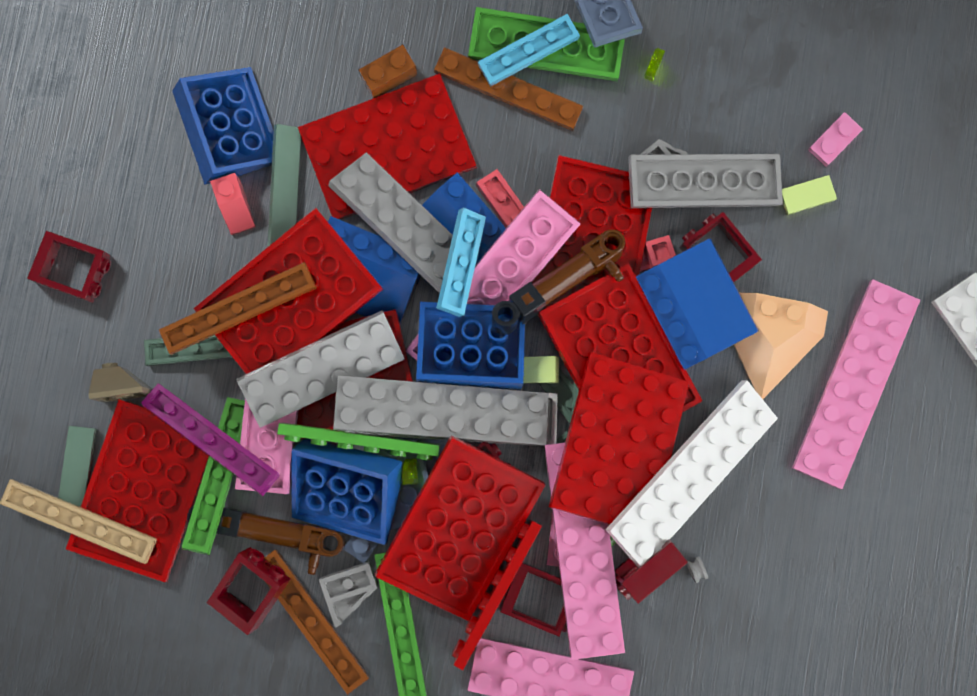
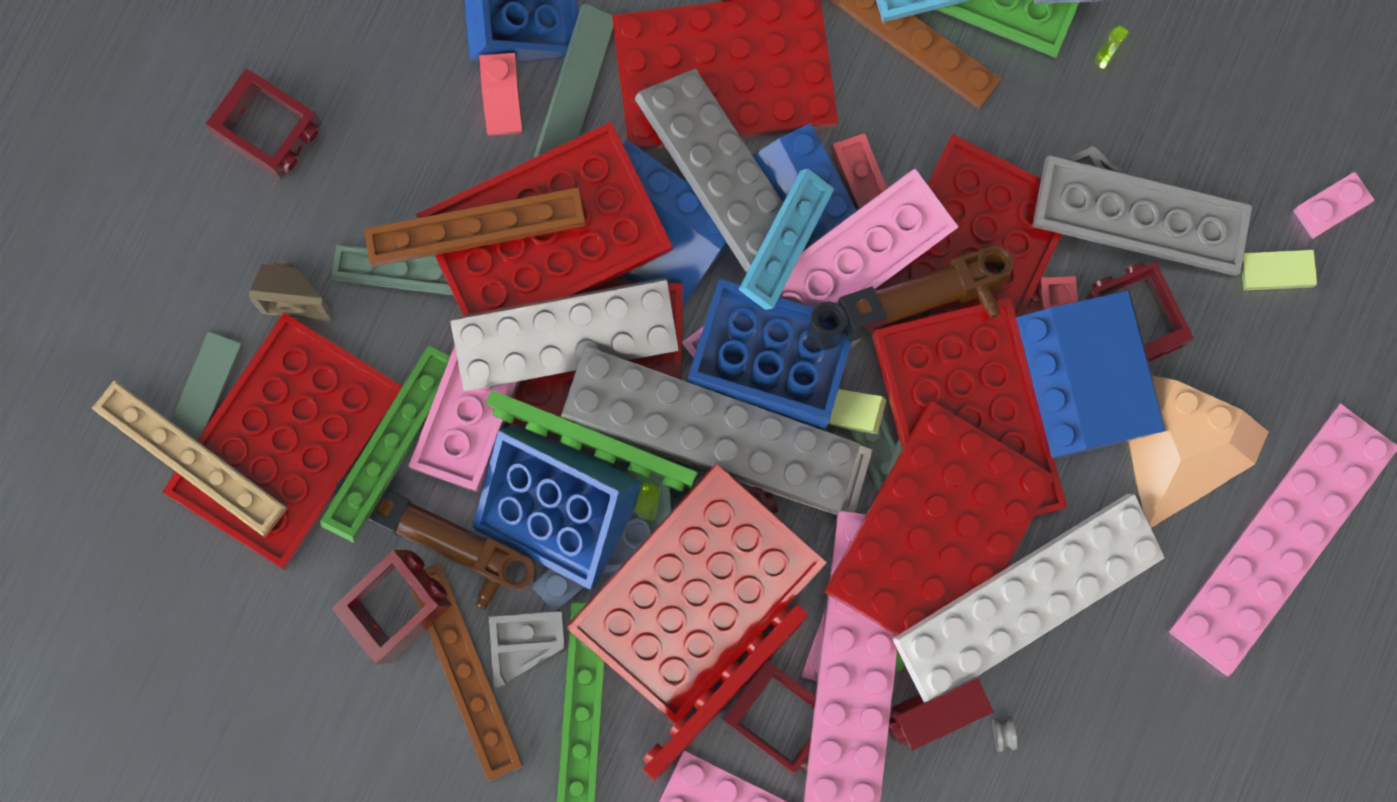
camera: 15 degrees right, 5 degrees down
(210, 439) = (393, 392): magenta plate -> none

